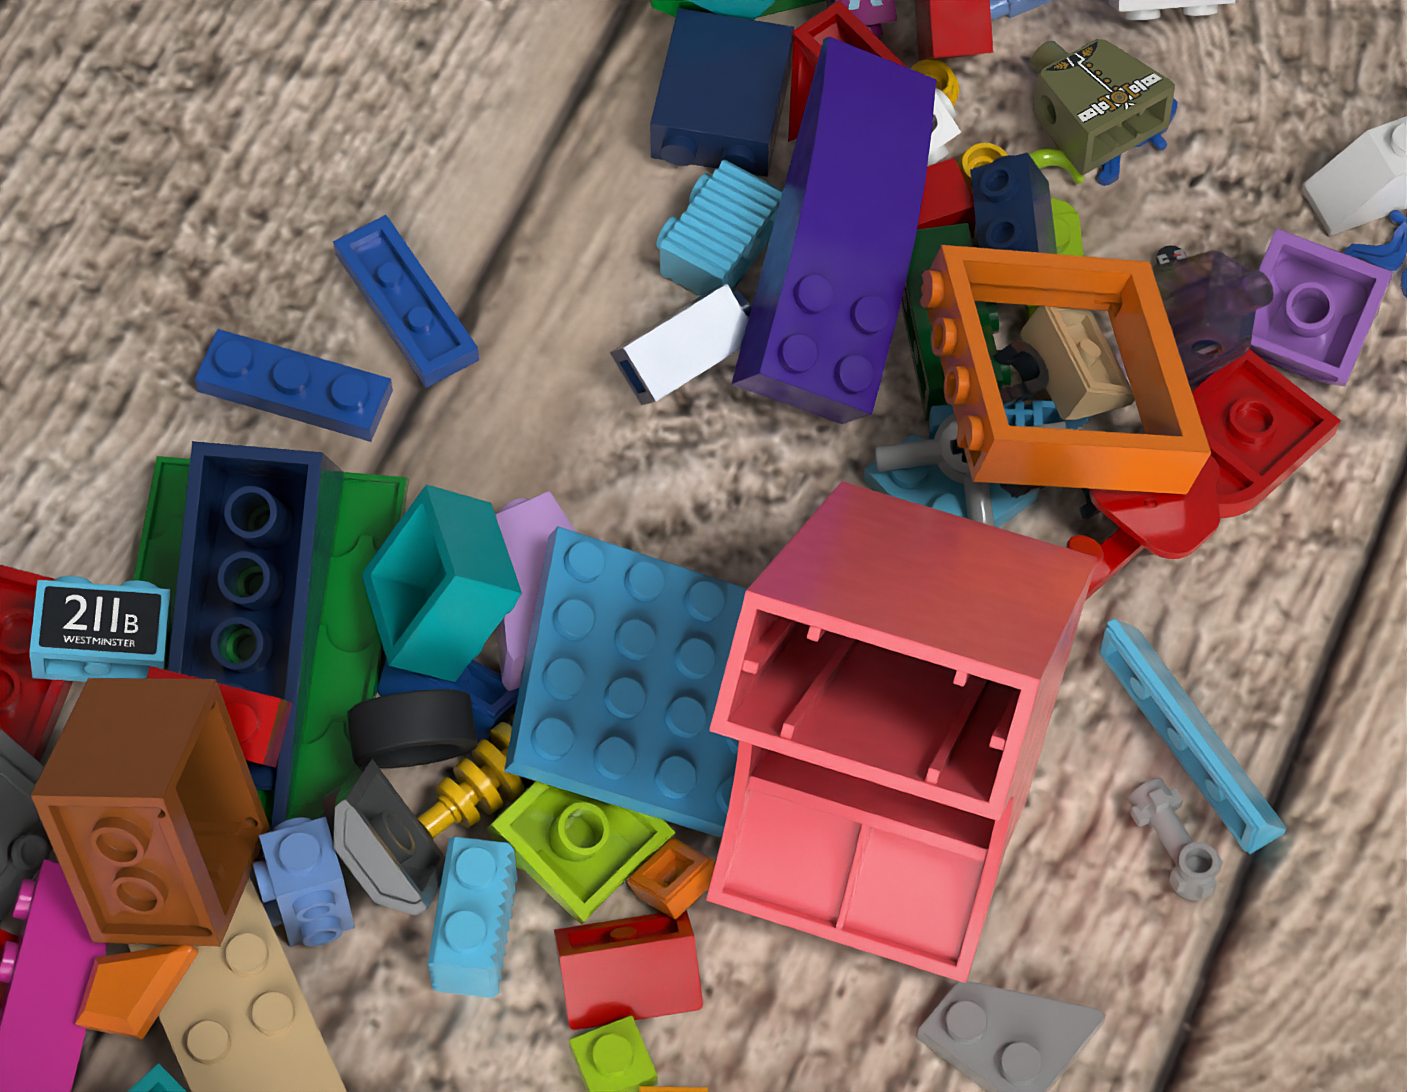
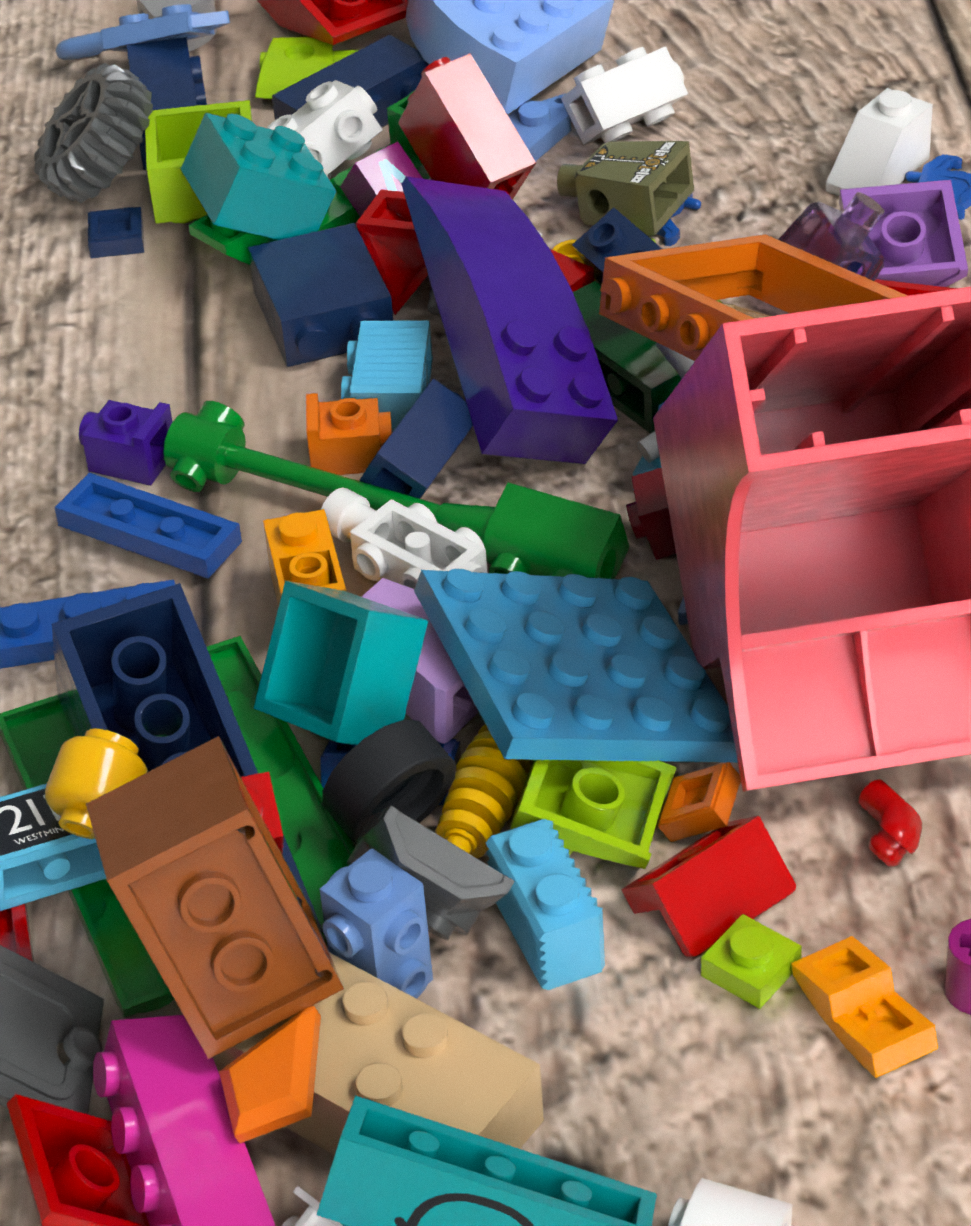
camera: 25 degrees left, 20 degrees down
(148, 622) = (86, 770): none -> yellow head
(445, 188) = (126, 440): none -> dark purple brick
(497, 437) = (302, 551): none -> light orange slope
(615, 492) = (399, 539): none -> white brick
(637, 283) = (345, 433): none -> orange brick
(708, 490) = (520, 534): none -> green bar
(825, 997) = (898, 820): none -> red arm

